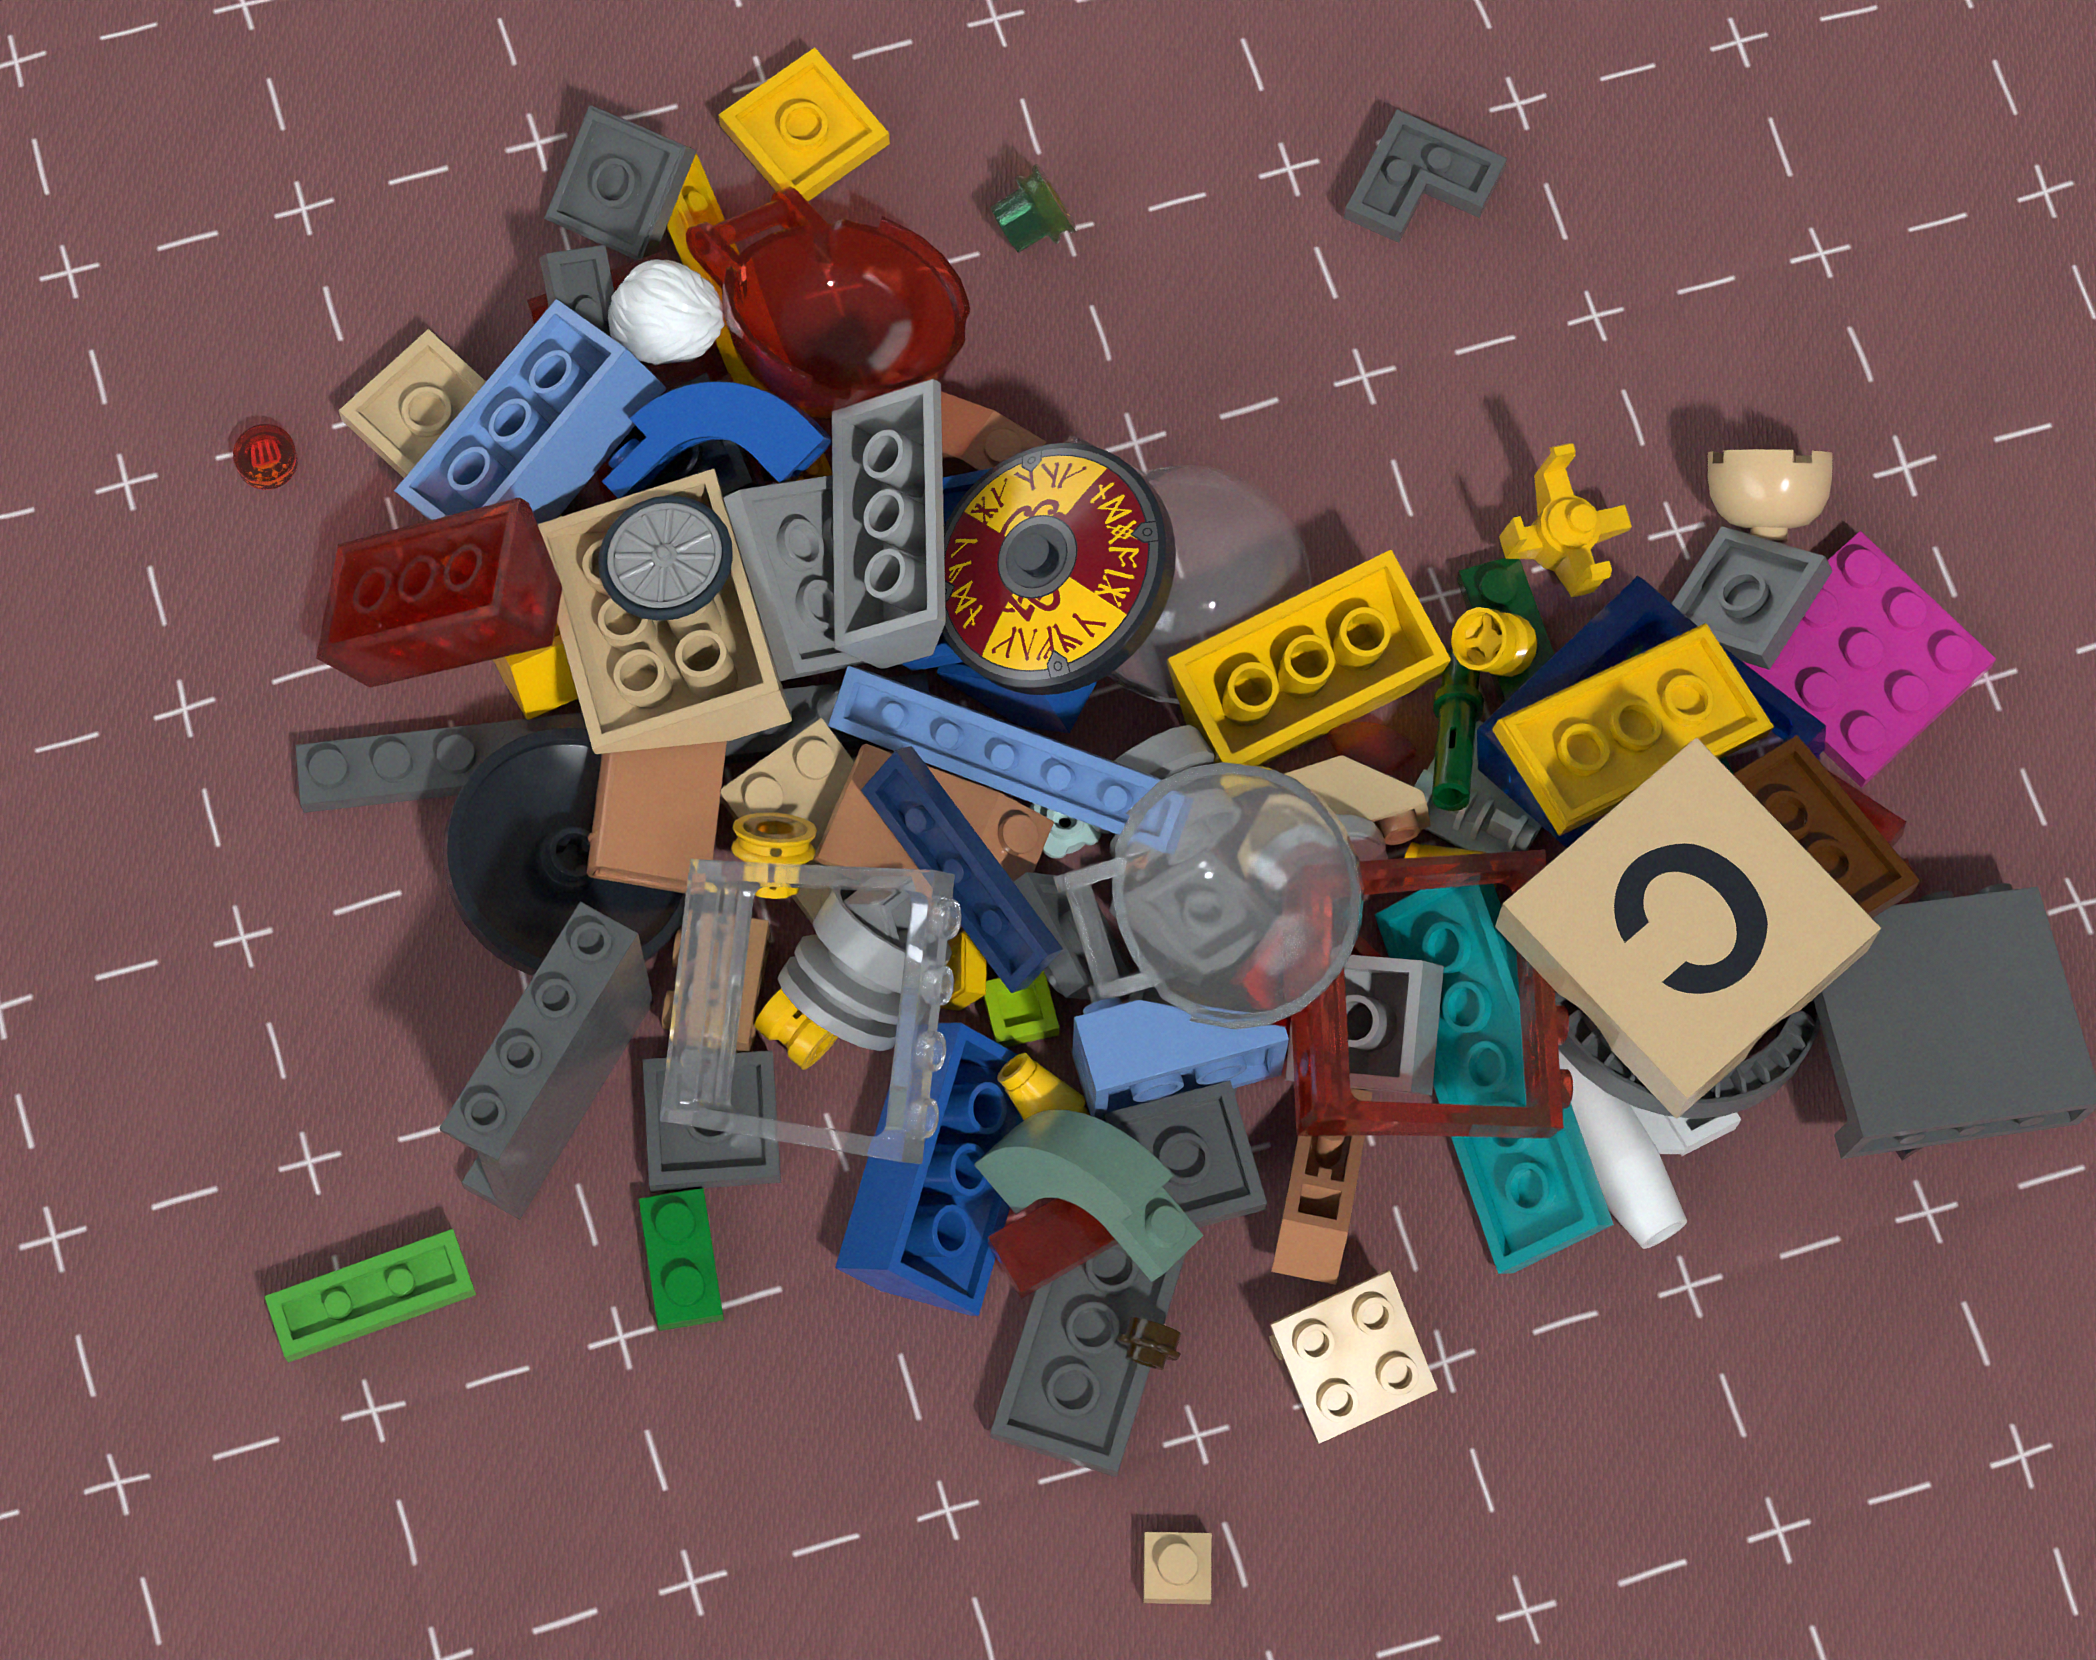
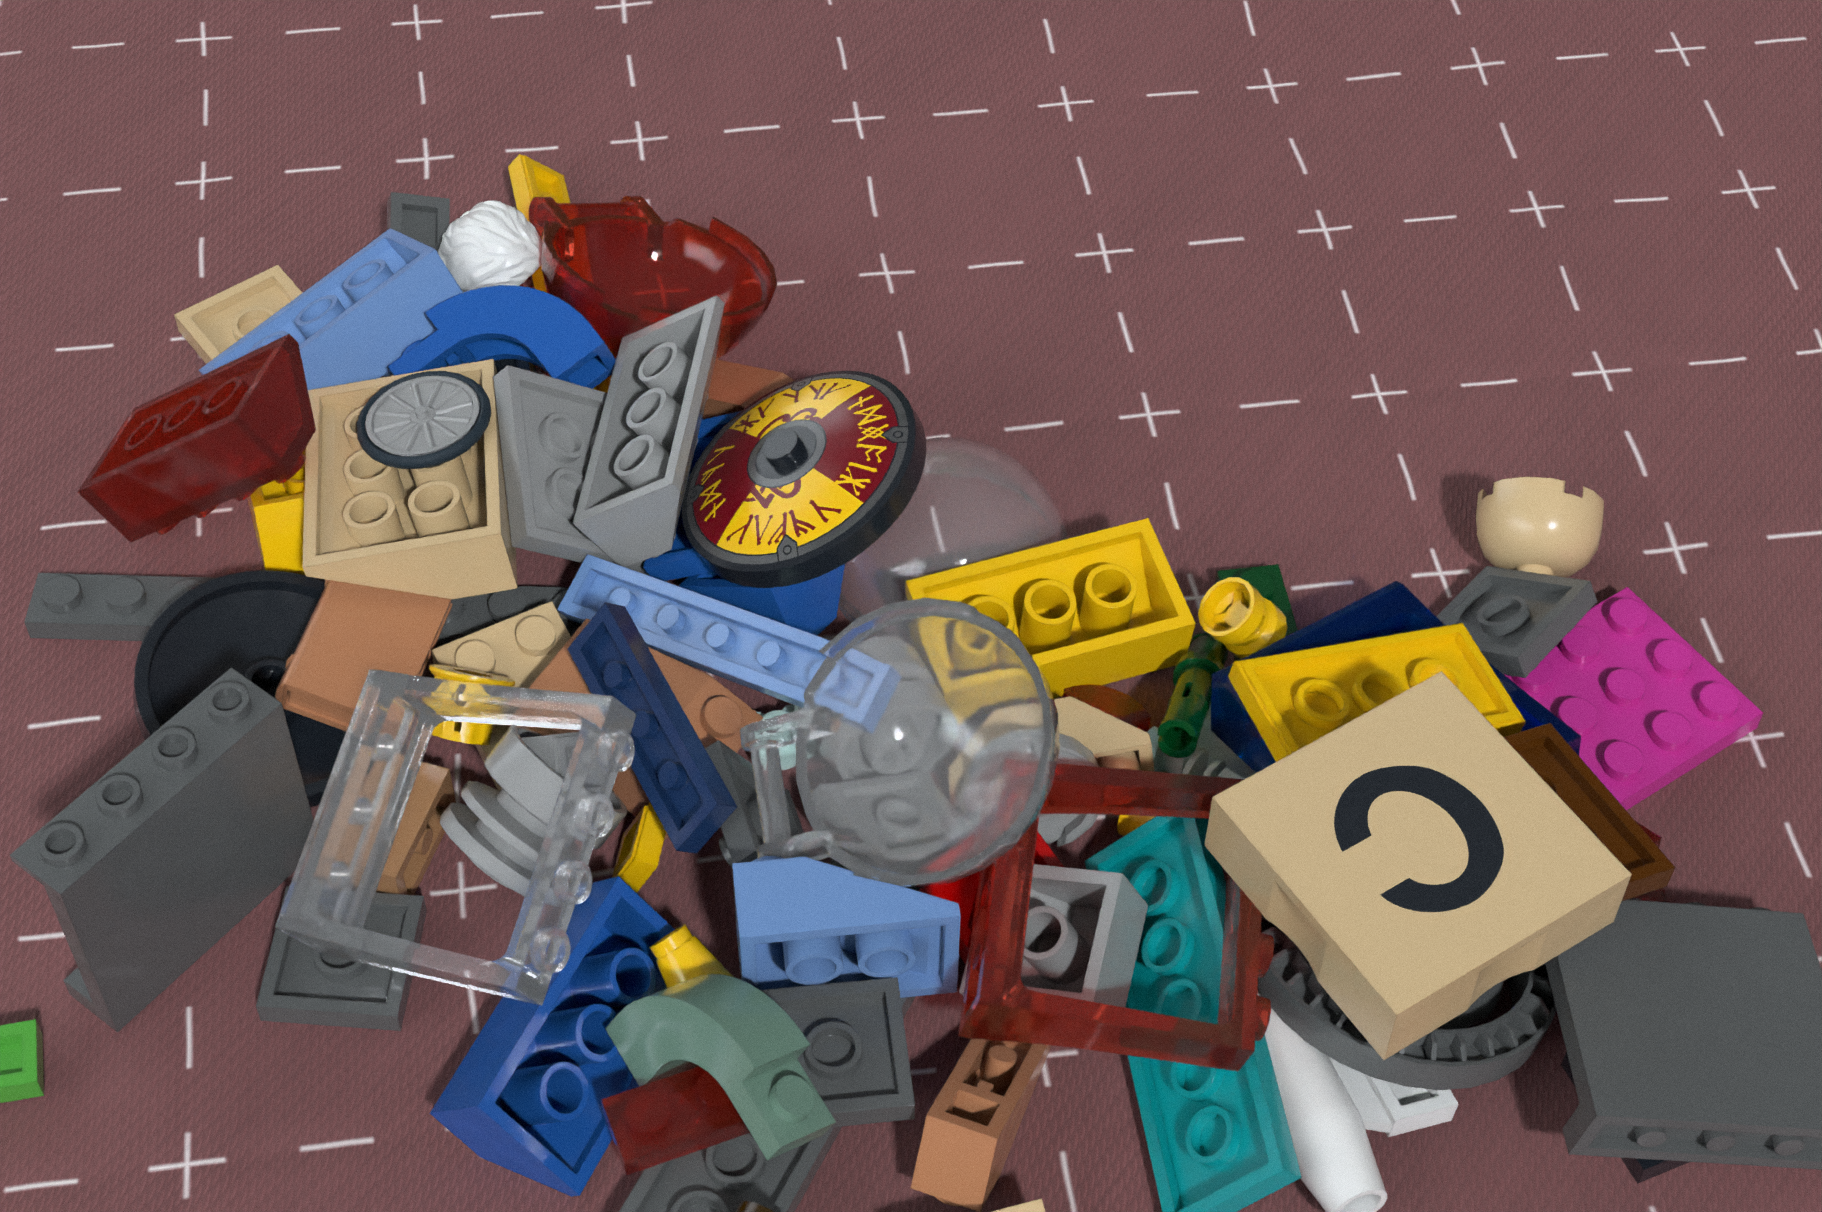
camera: 10 degrees right, 20 degrees down
(265, 456) = (99, 350): clear red tile -> none
(620, 184) = (488, 164): dark grey plate -> none
(681, 1259) = (272, 1092): green plate -> none
(803, 1038) = (462, 888): yellow wheel -> none
(804, 127) = (666, 163): yellow plate -> none
(1022, 1014) = (694, 894): lime plate -> none
(1033, 212) = (857, 244): clear green piece -> none
(1418, 161) = (1225, 251): dark grey plate -> none
(1564, 528) = (1331, 547): yellow piece -> none

